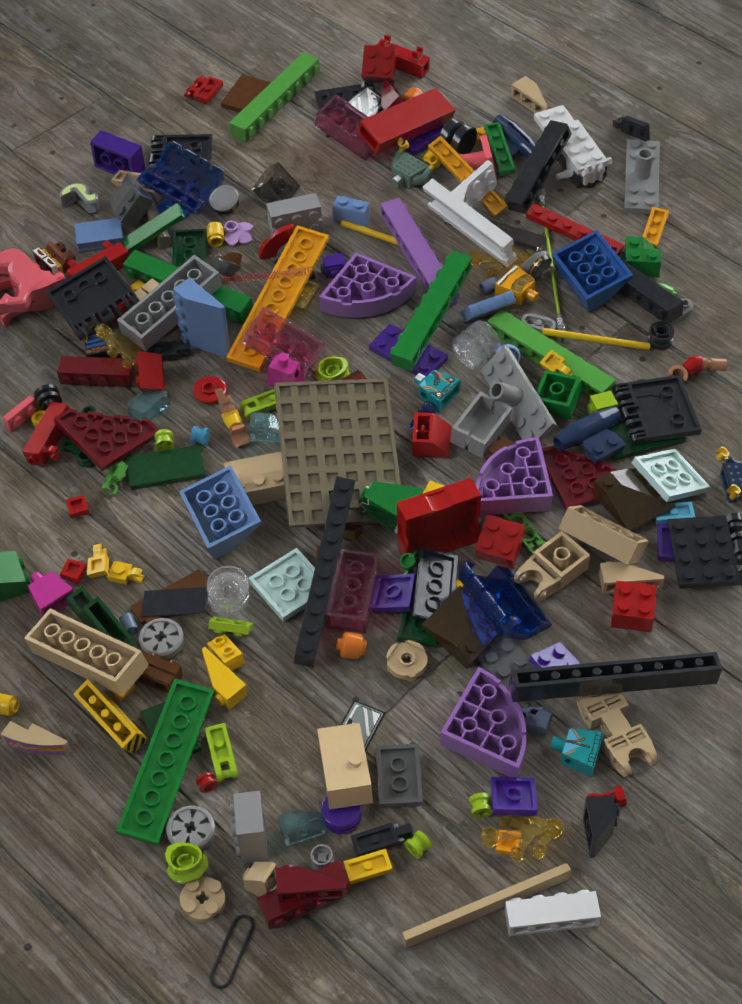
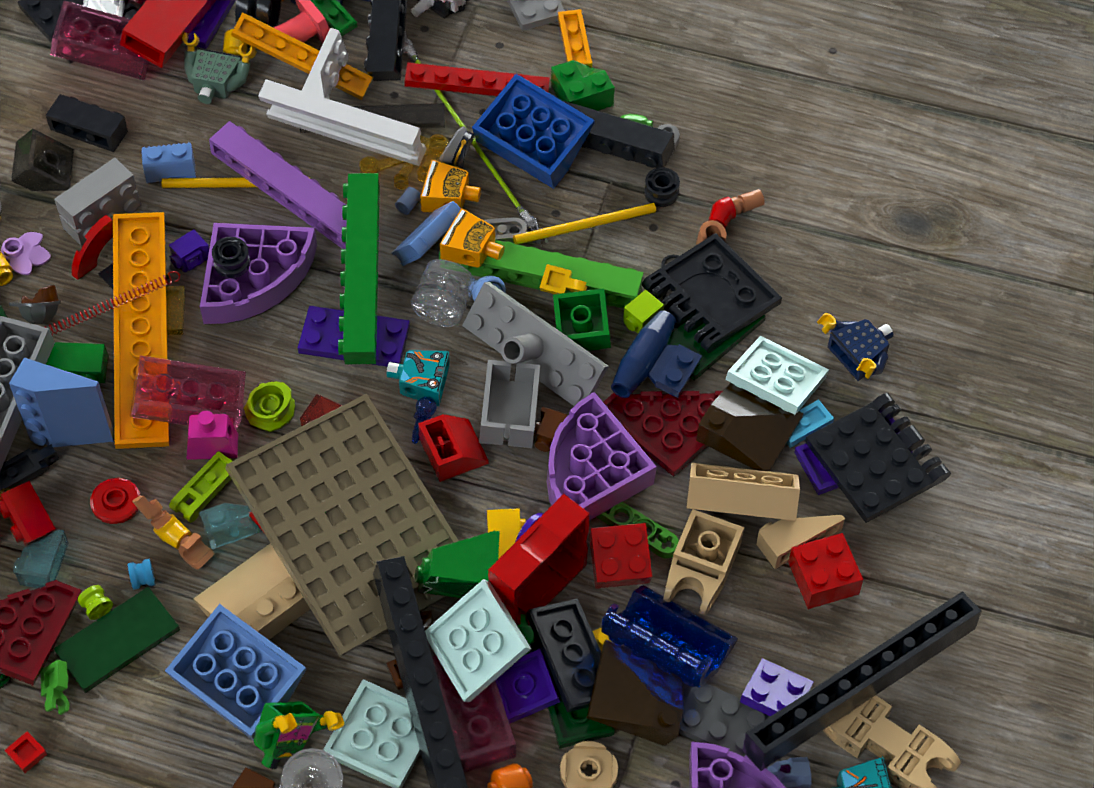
camera: 30 degrees left, 5 degrees up
(236, 552) = (287, 727): none -> torso
(315, 172) = (87, 122): none -> black brick
(352, 273) = (239, 254): none -> black wheel
(372, 546) = (476, 640): none -> light aqua plate
(509, 318) = (470, 241): none -> light orange torso

